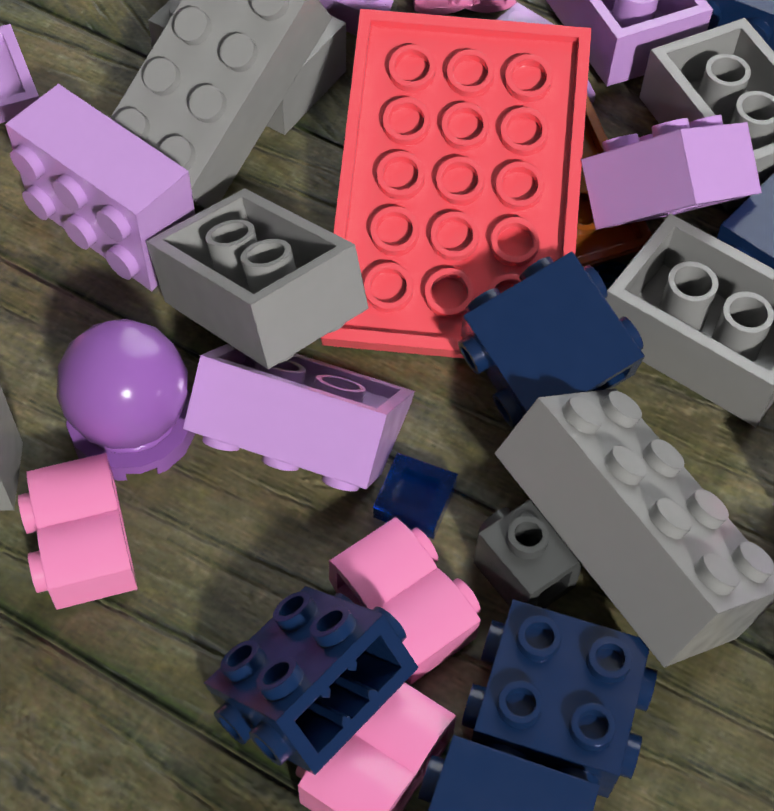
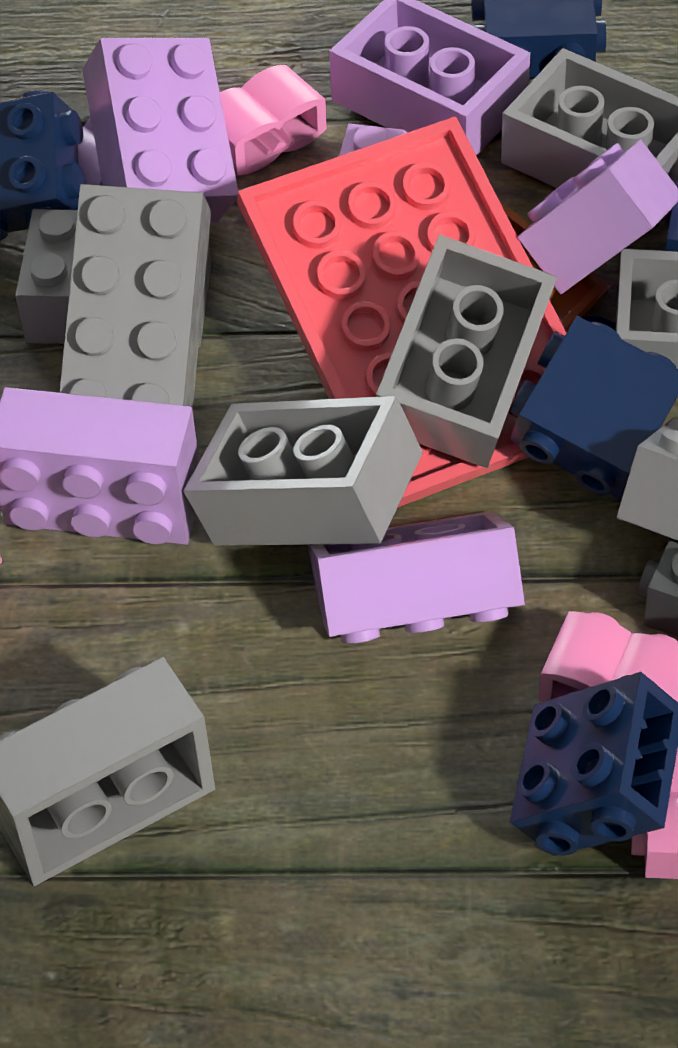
camera: 25 degrees left, 5 degrees down
(78, 532) = (301, 766): bright pink brick -> none
(125, 397) = (262, 637): medium lavender tile -> none
(415, 494) = (556, 589): clear blue tile -> none
(457, 232) = (465, 347): none -> light grey brick

